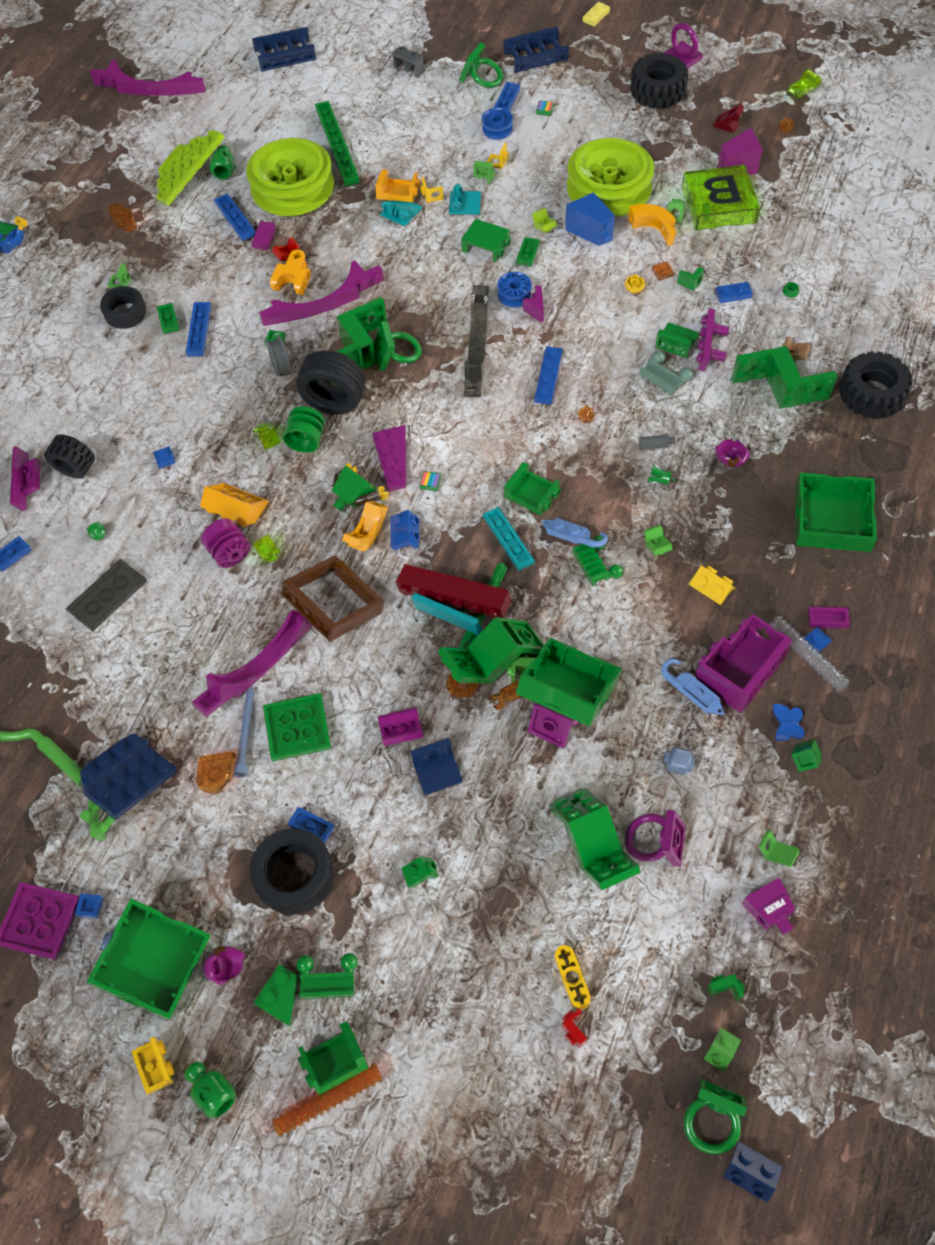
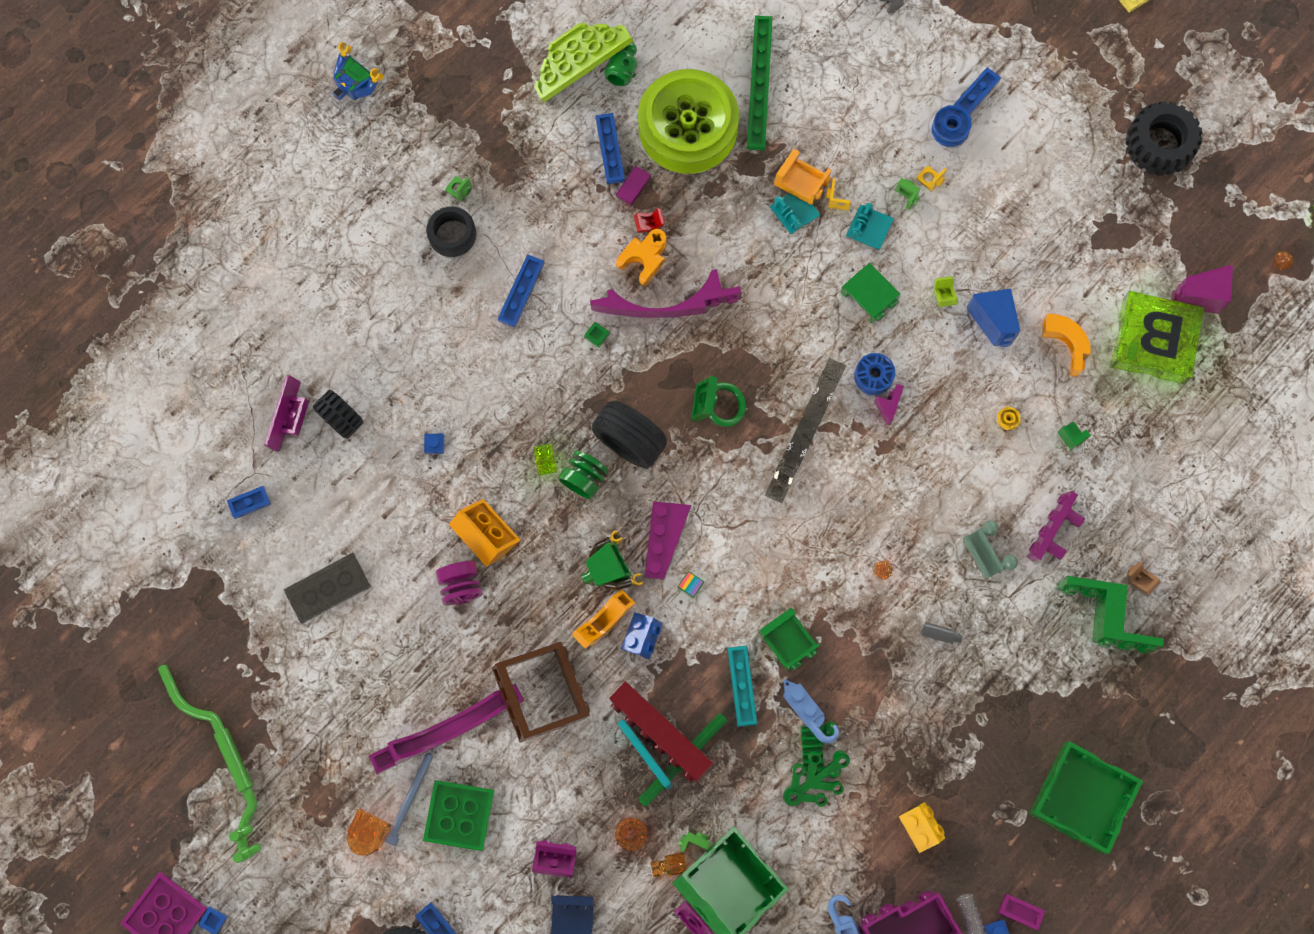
camera: 20 degrees right, 15 degrees up
(96, 531) = (339, 511): green plate -> none
(122, 217) = (489, 101): clear orange beam -> none
(124, 775) = (283, 806): dark blue plate -> none
(167, 318) = (493, 263): green plate -> none
(266, 549) = (498, 602): clear neon green bracket -> none
(278, 356) = (590, 368): dark grey wheel -> none
(355, 328) = (677, 368): green bracket -> none
(473, 64) = (960, 27): green tile -> none
(491, 651) = (671, 820): green bracket -> none
(528, 251) = (910, 326): green plate -> none
(534, 40) = (1042, 12): dark blue fence -> none
(544, 108) = (1016, 121): tile -> none
(548, 375) = (865, 500): blue plate -> none
(602, 580) = (814, 780): none -> green plant
(612, 169) = (1069, 246): lime wheel -> none
(656, 541) = (888, 755): bright green bracket -> none
(660, 475) = (929, 680): green piece -> none
(662, 271) = (1048, 411): clear orange tile -> none
(676, 203) = (1102, 327): bright green bracket -> none
(676, 339) = (1021, 511): green bracket -> none
(682, 50) = (1213, 100): magenta tile -> none
(728, 120) = (1220, 225): dark red slope -> none
(732, 453) = (1013, 683): magenta hair -> none
(734, 292) = (1113, 472): blue plate -> none
(791, 289) = (1180, 492): green plate -> none
(877, 368) = (1229, 660): black tyre -> none

